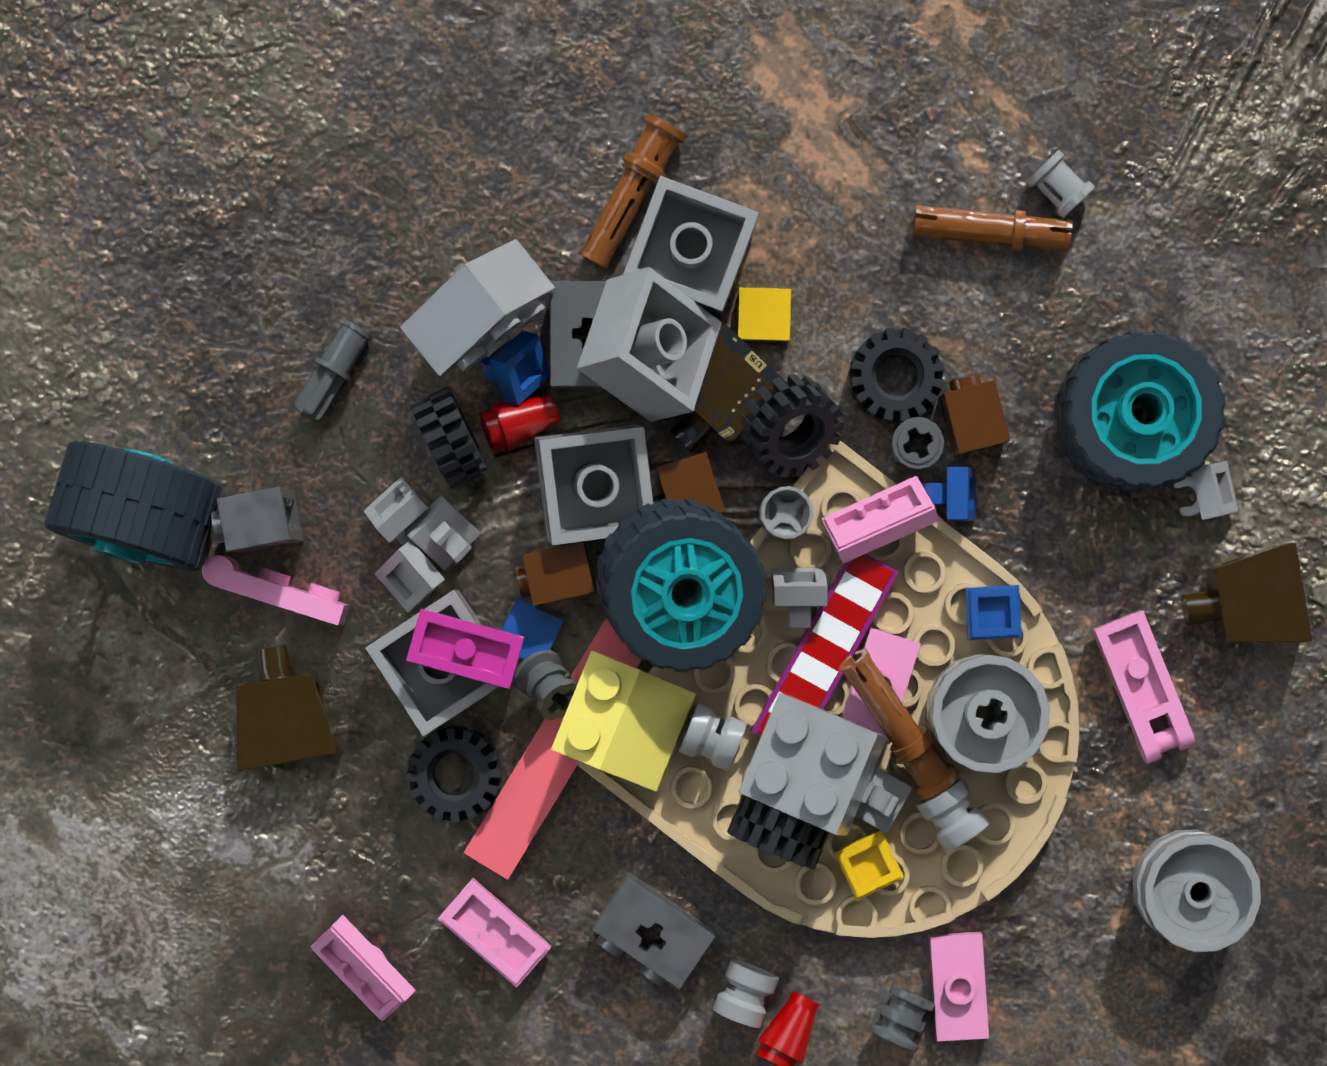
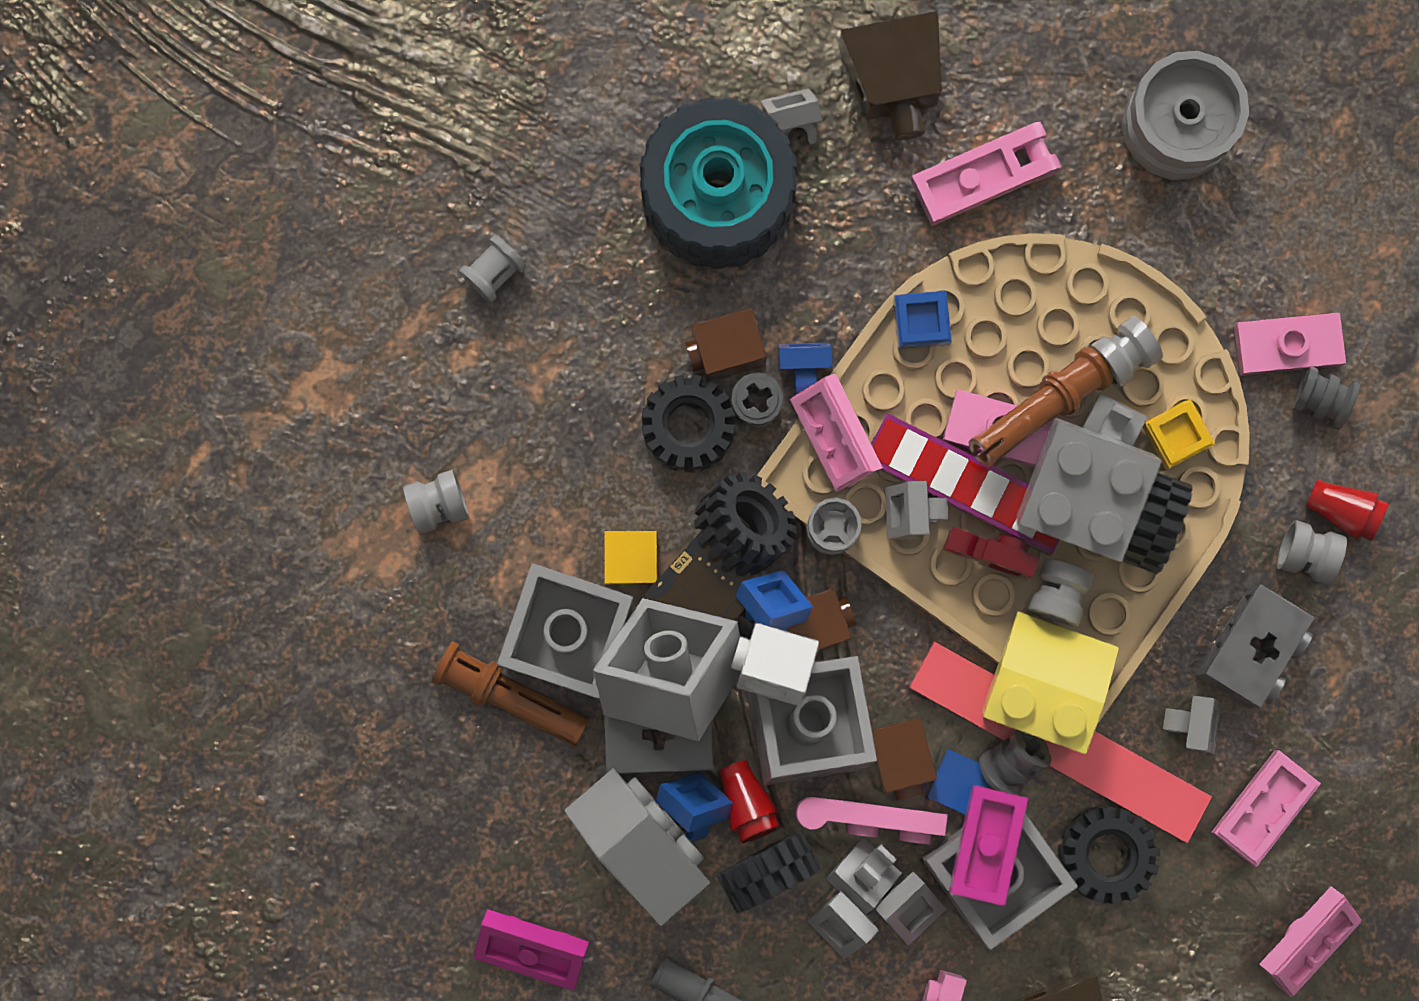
camera: 100 degrees left, 5 degrees down
(383, 204) = (530, 949): none -> dark pink plate
(498, 537) = (867, 818): none -> bright pink plate
(578, 870) = (1199, 724): none -> light grey tile
(650, 445) = (775, 663): none -> white brick
(705, 616) = (913, 628): wheel -> none
(711, 450) = (774, 601): none -> blue tile
(752, 683) = (1005, 555): none -> dark red plate
(825, 122) = (436, 502): none -> light grey wheel
(993, 228) = (538, 333): dark orange pin -> none
(1018, 717) = (1042, 295): light grey wheel -> none

